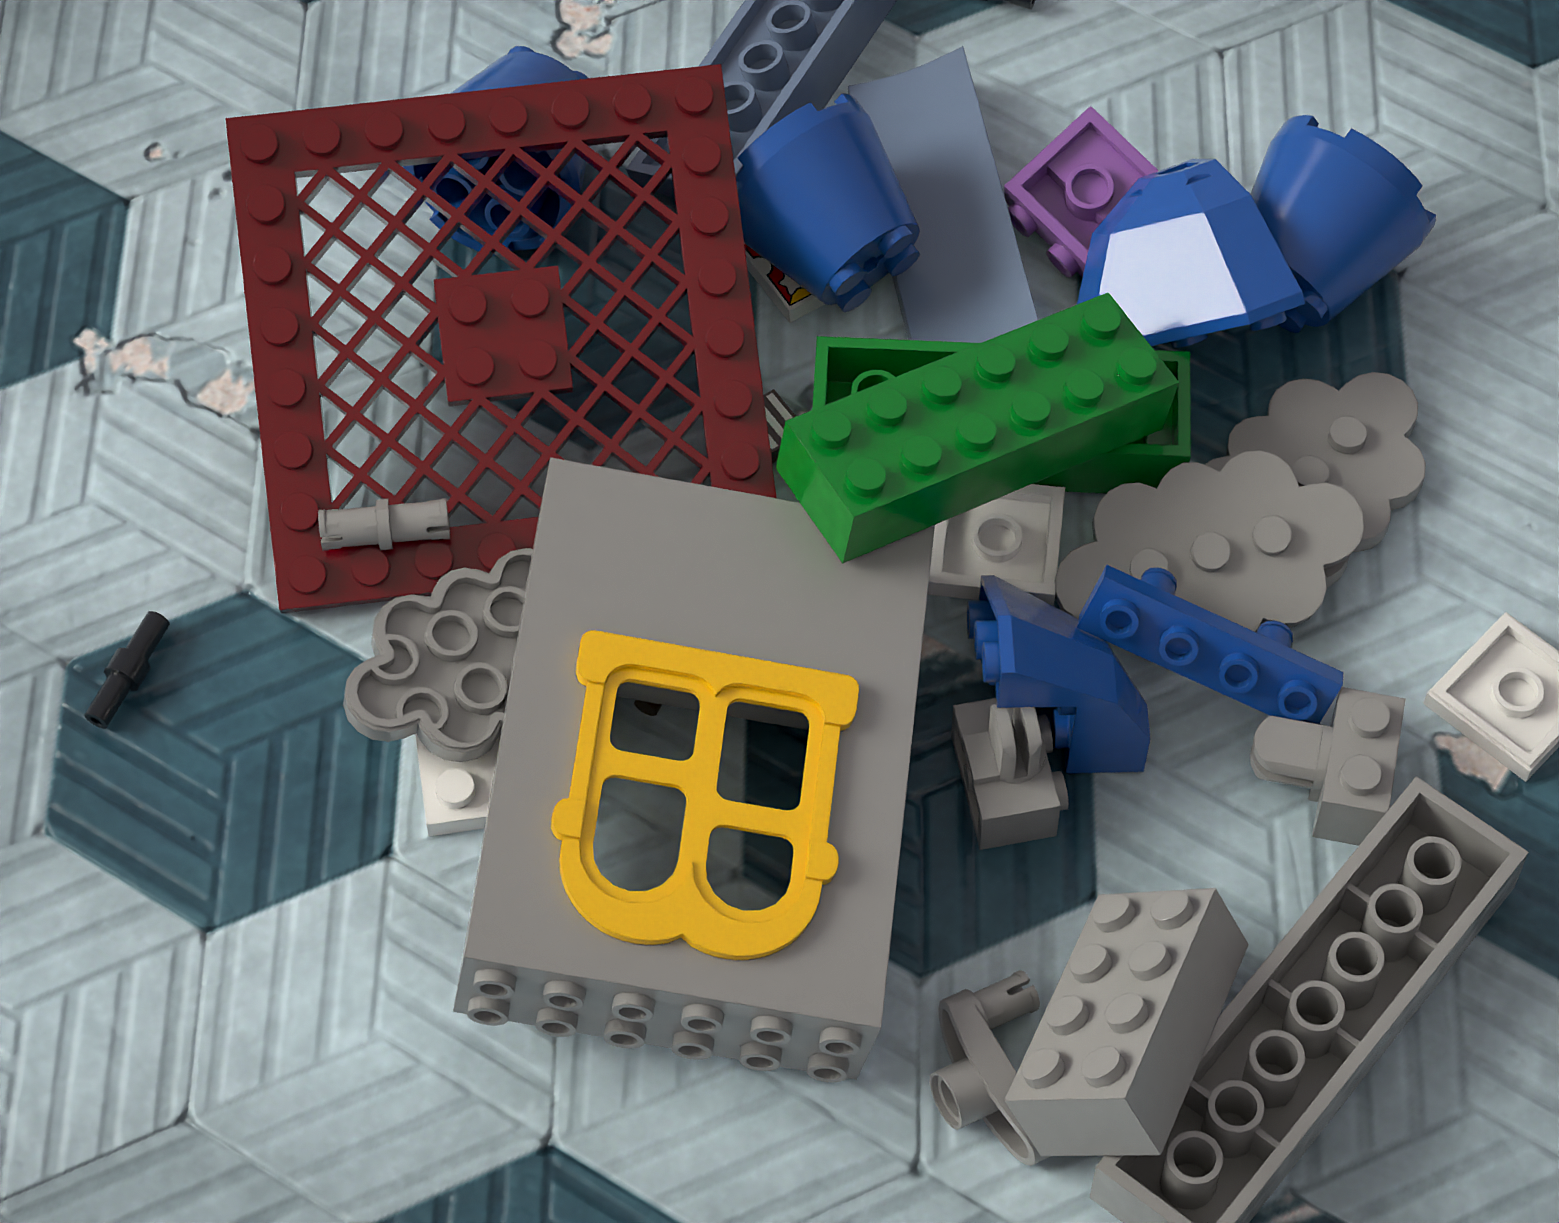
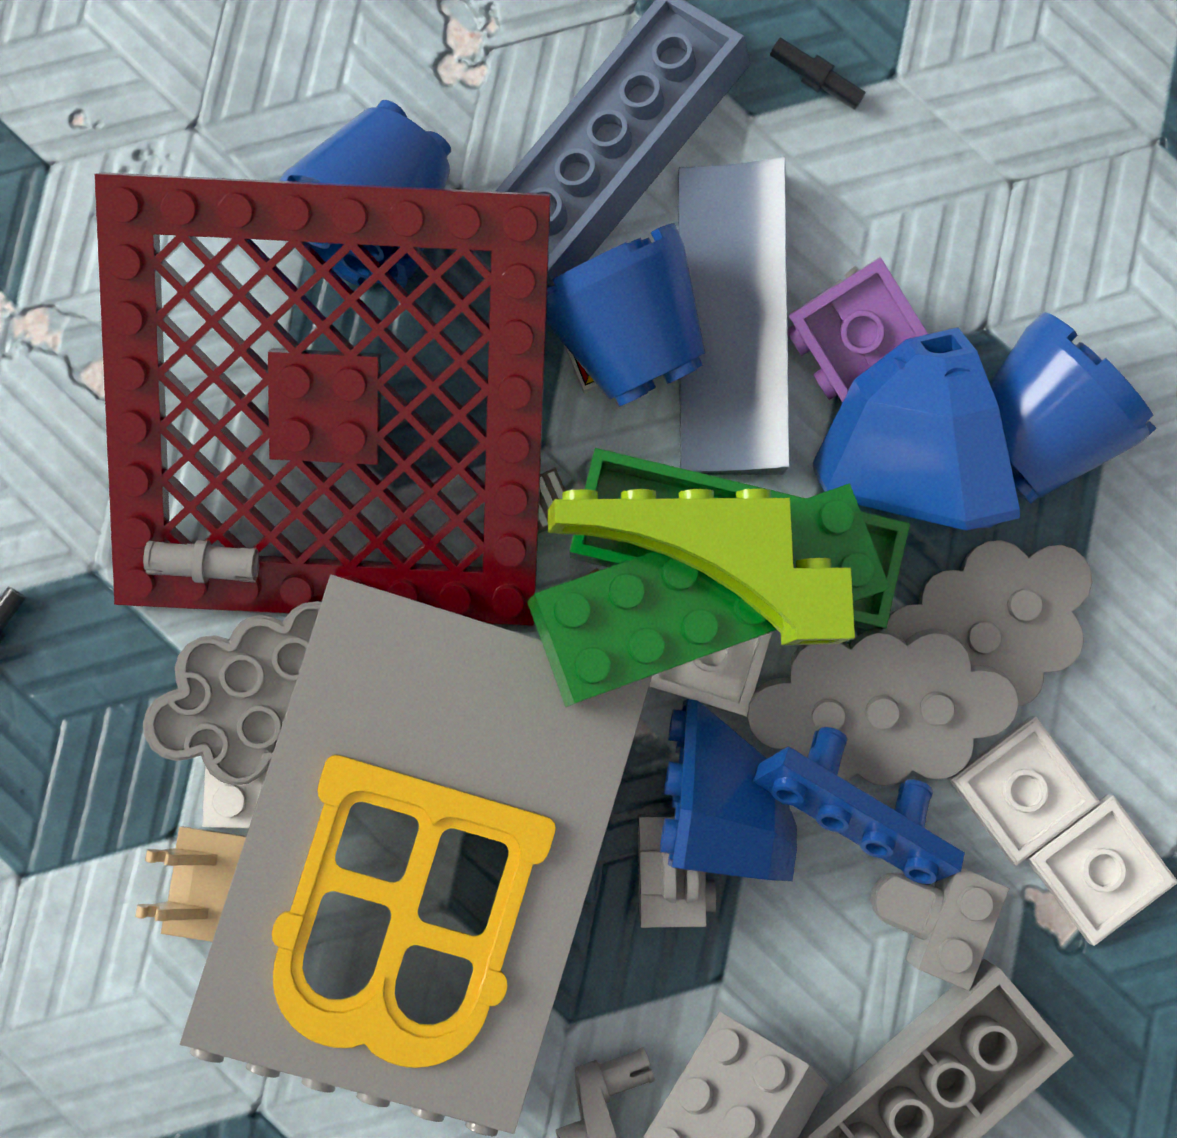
camera: 10 degrees right, 25 degrees up
(432, 886) = (199, 882): none -> tan plate
(984, 332) = (733, 541): none -> lime arch
(1400, 628) = (1024, 790): none -> white tile

